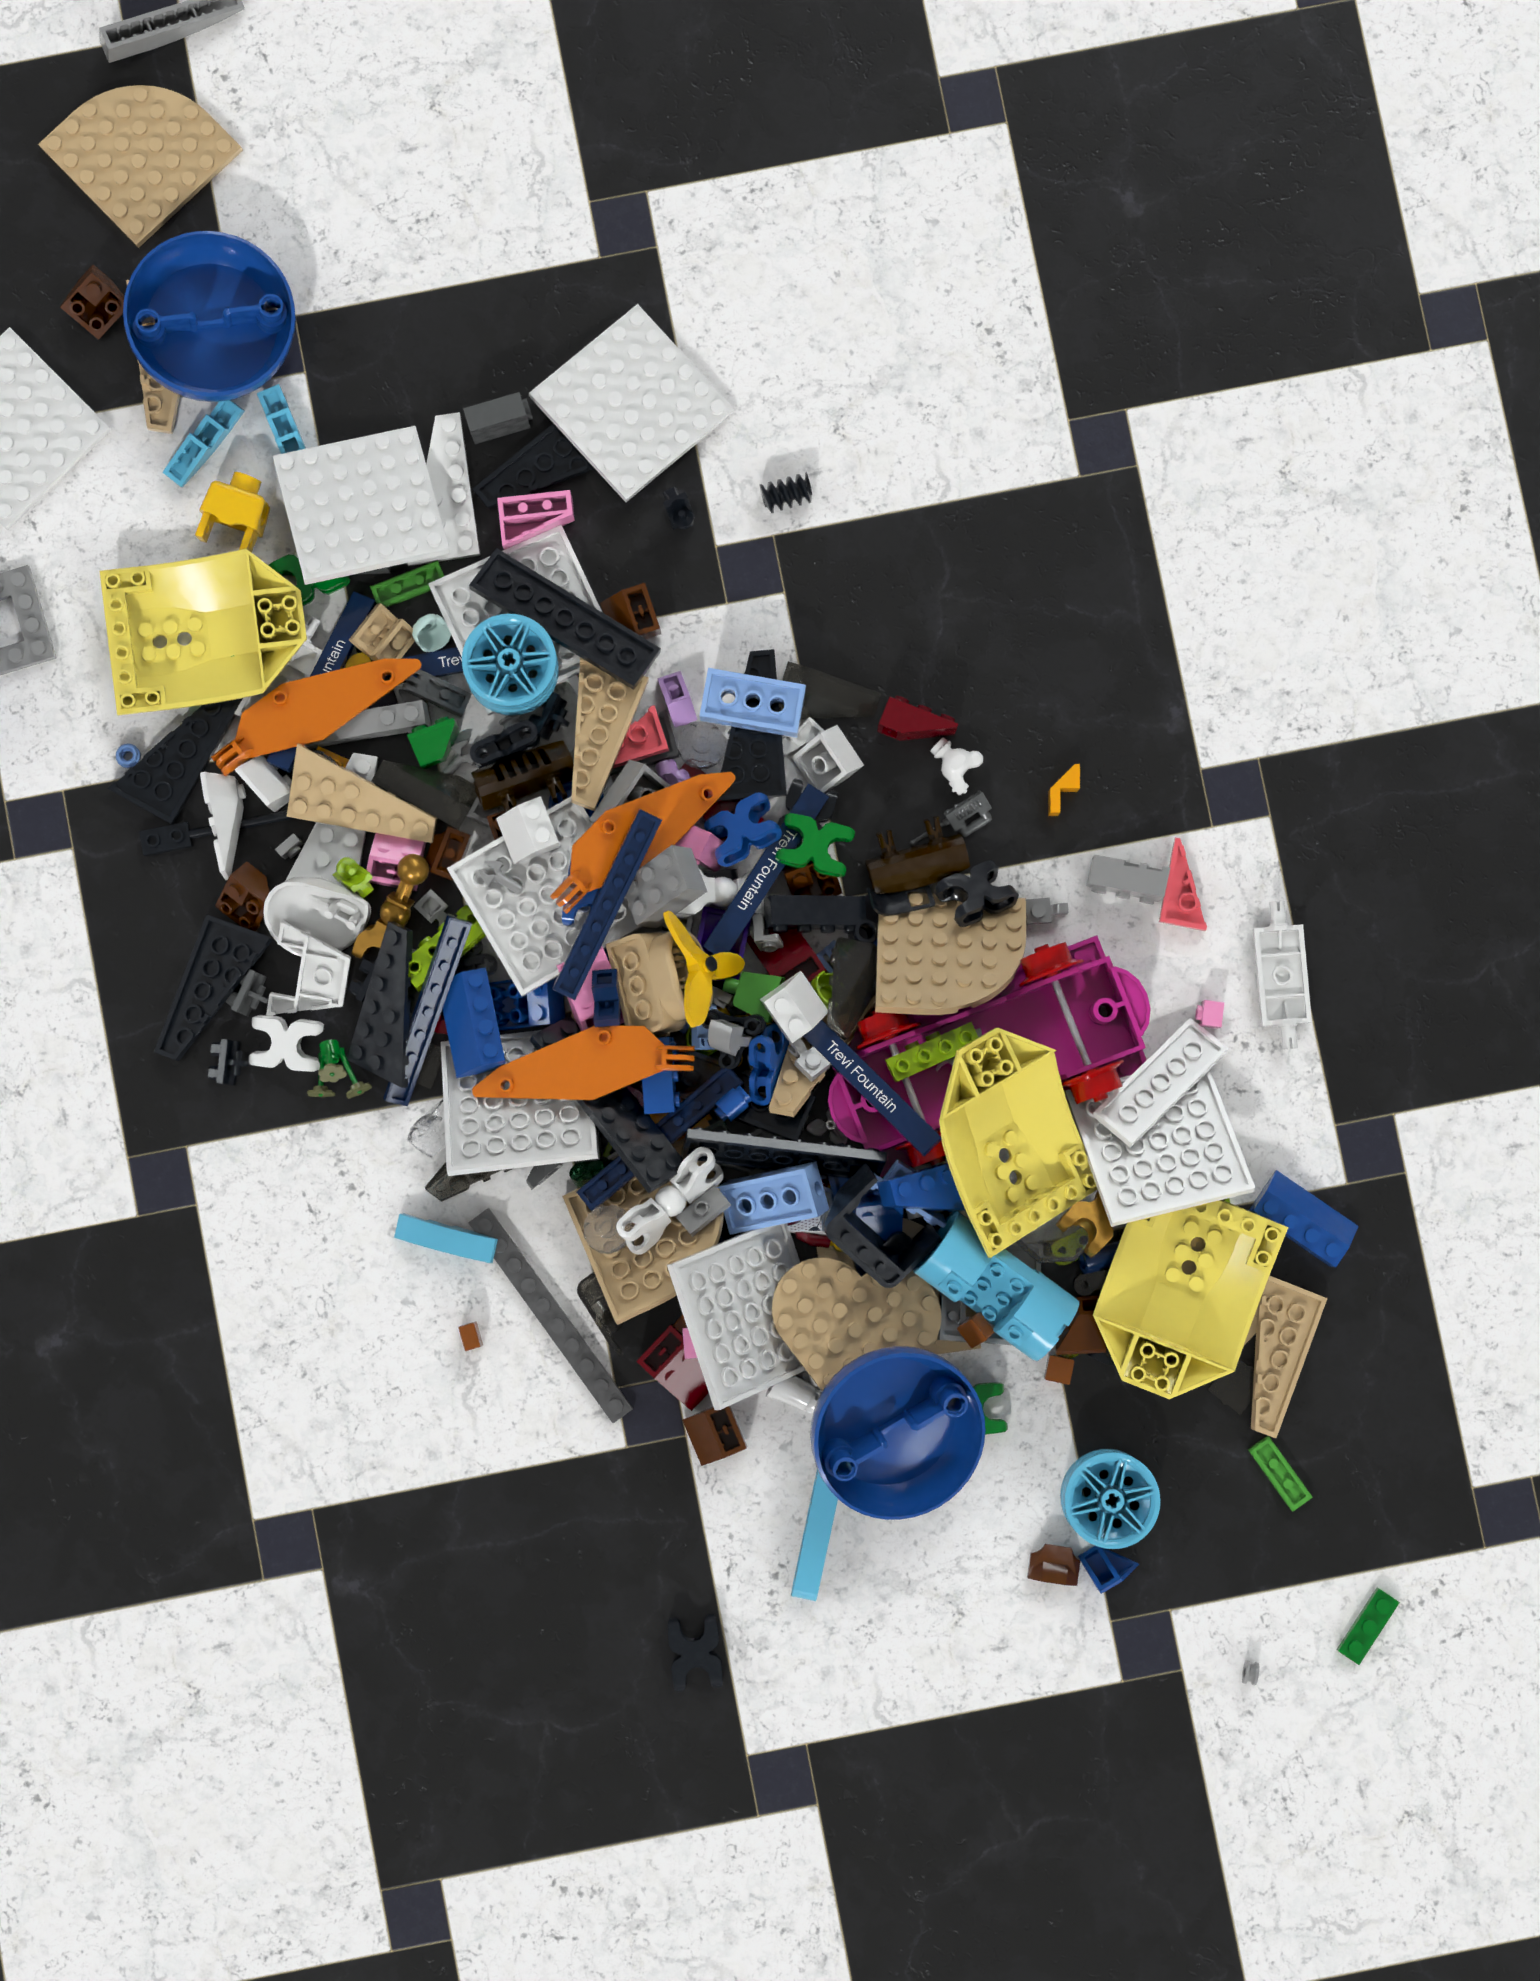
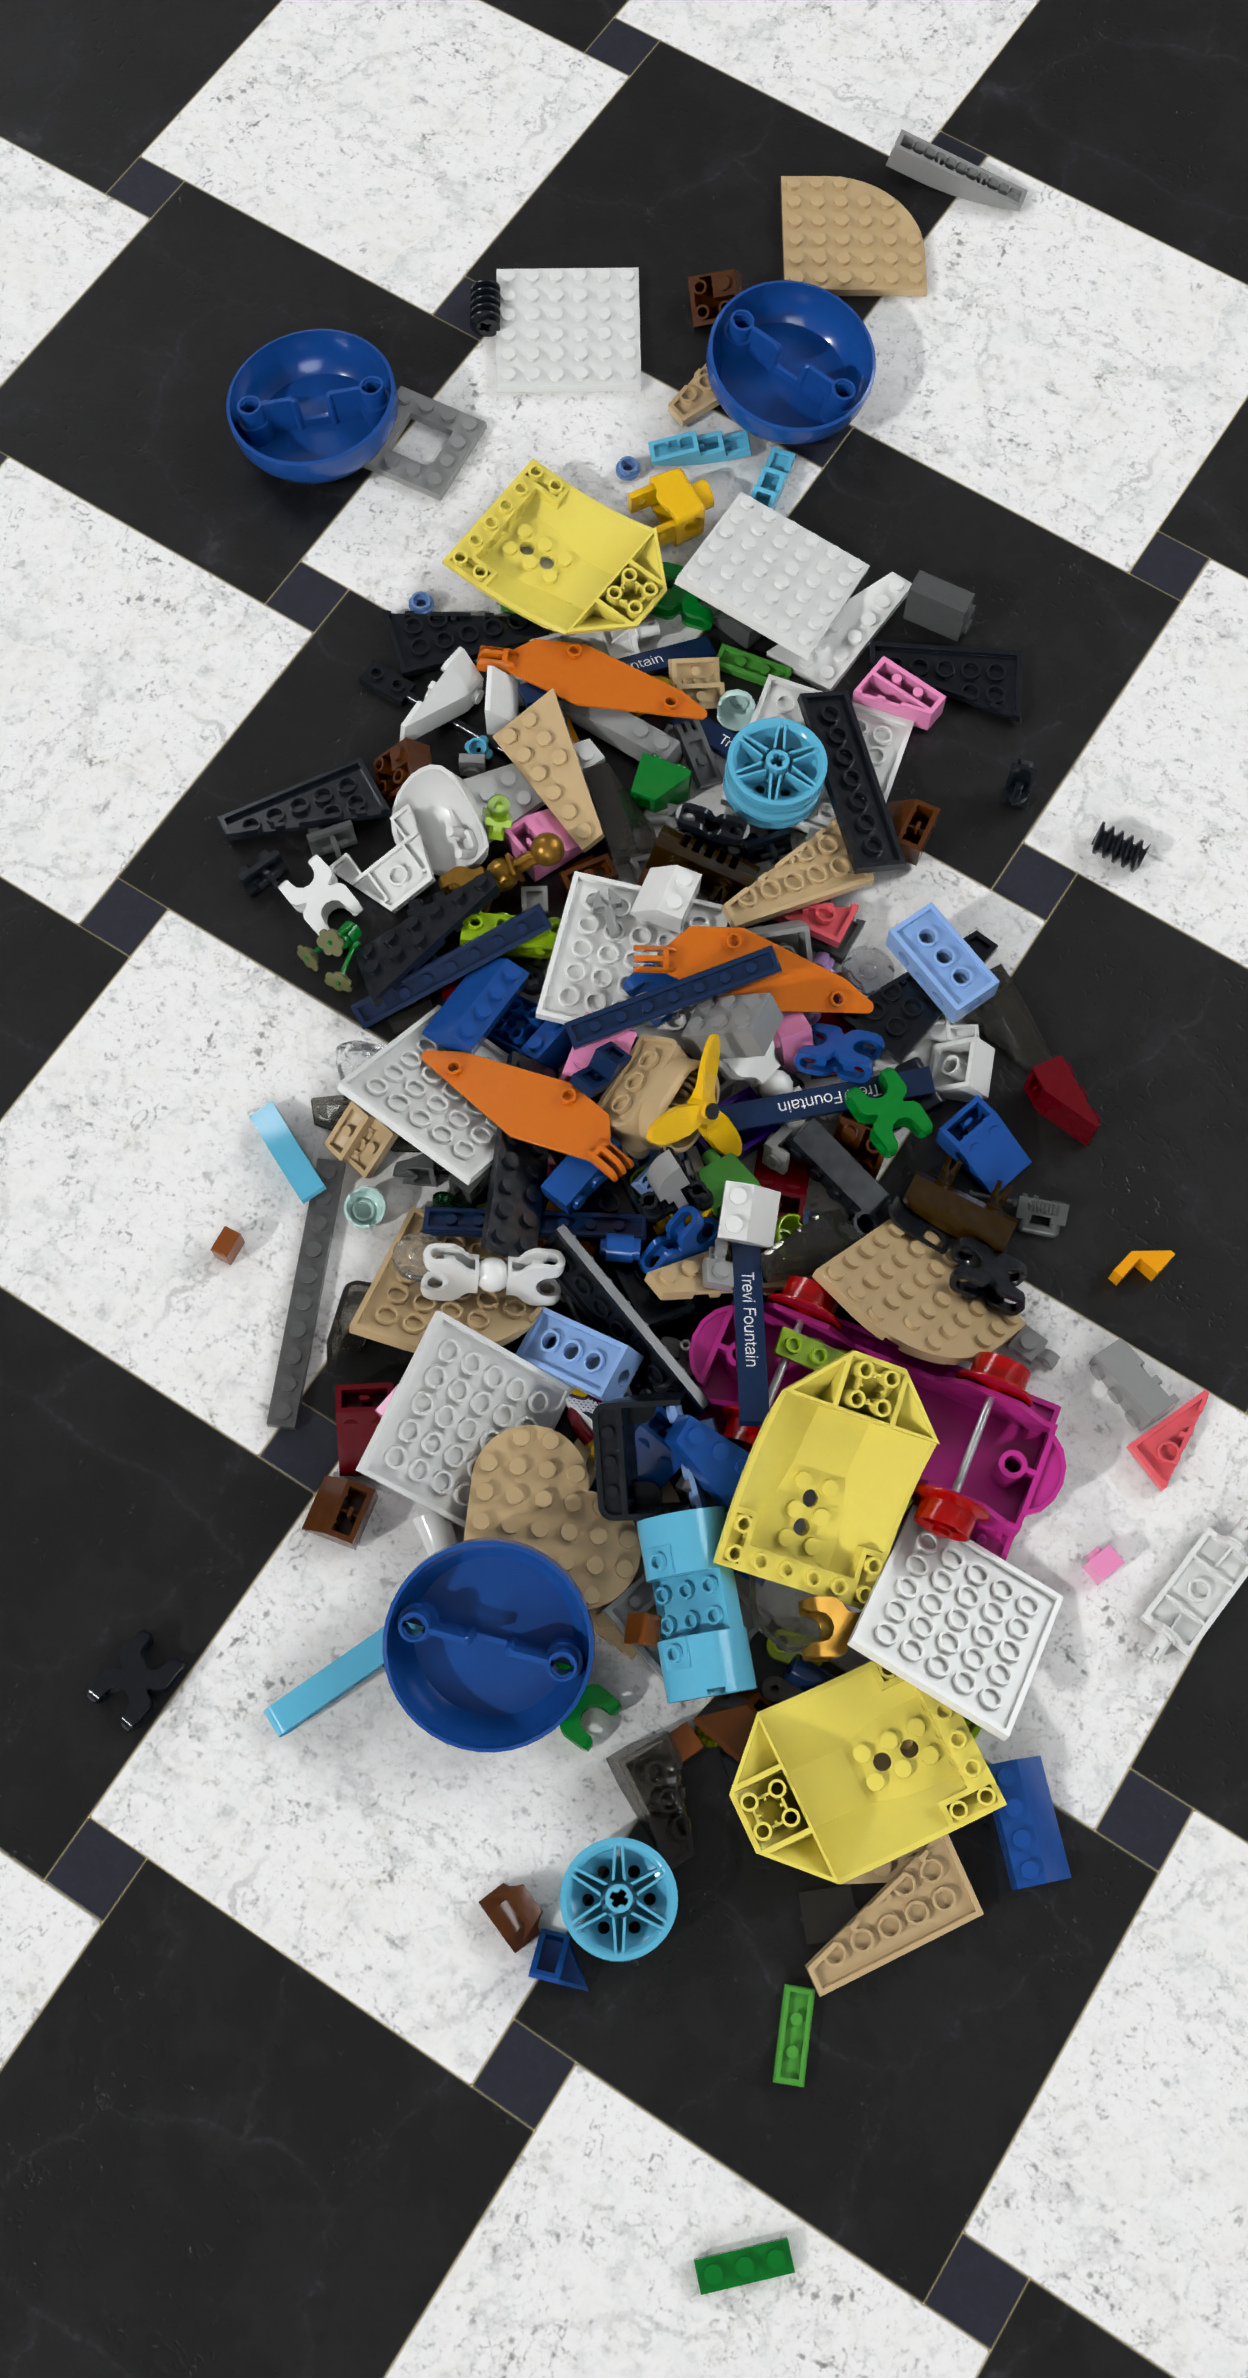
camera: 40 degrees right, 15 degrees down
(162, 502) = (627, 463): none -> medium blue plate
(274, 832) = (479, 742): none -> medium azure plate
(486, 1190) = (360, 1140): none -> tan slope
(534, 1226) = (365, 1207): none -> light aqua hair
(631, 403) = (1055, 684): white plate -> none
(677, 699) = (880, 920): lavender slope -> none
(703, 1210) = (511, 1310): light grey plate -> none
(891, 802) = (983, 1145): none -> blue slope
(956, 763) = (1067, 1165): white animal -> none
(1067, 1412) = (653, 1786): none -> clear smoke wedge
(1160, 1082) = (1004, 1574): white plate -> none
(1250, 1672) = (594, 2196): light grey bush -> none

